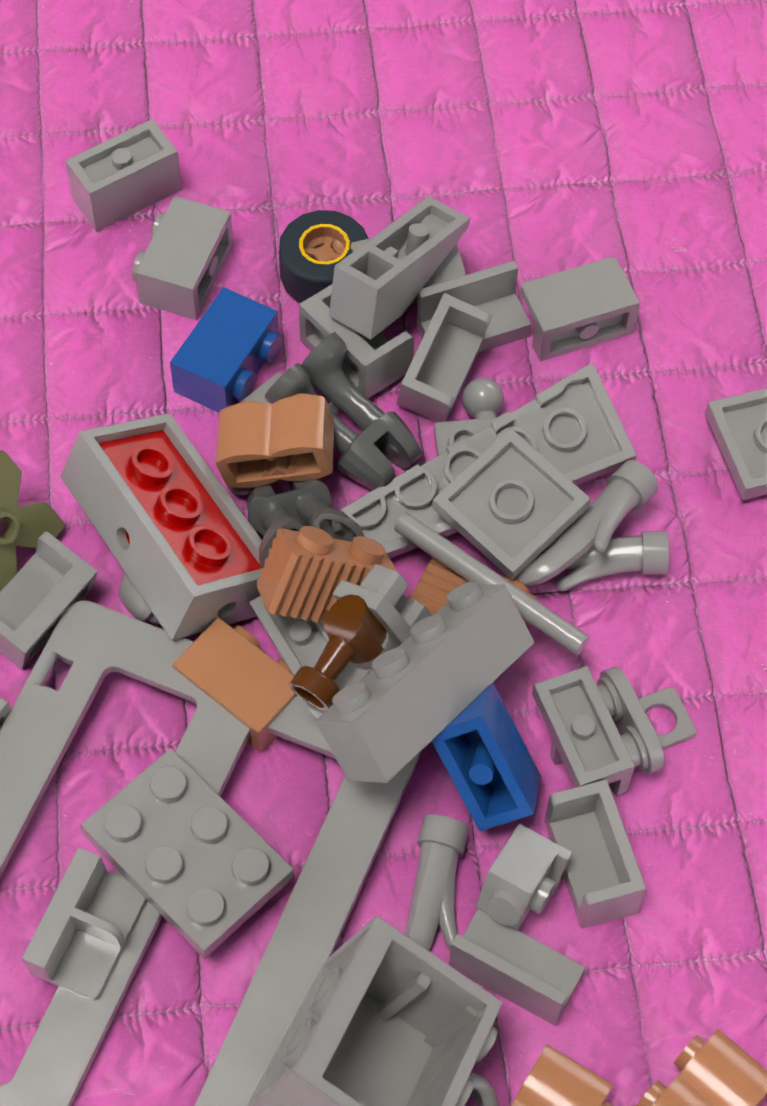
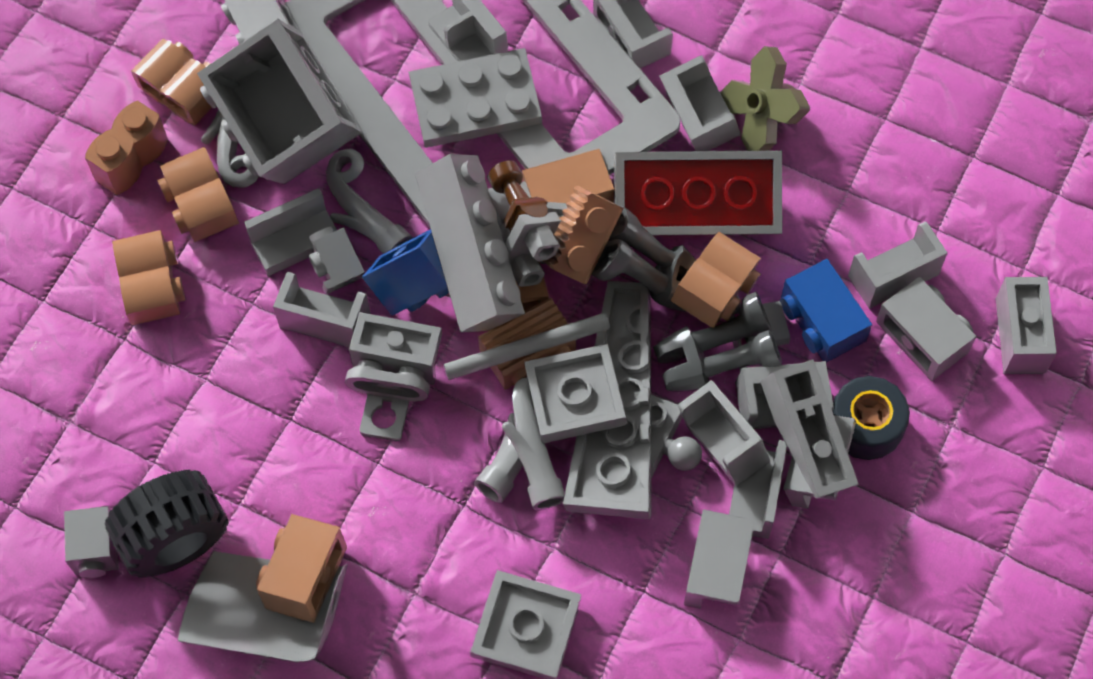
camera: 125 degrees right, 5 degrees up
(125, 311) = (896, 268): none -> light grey panel

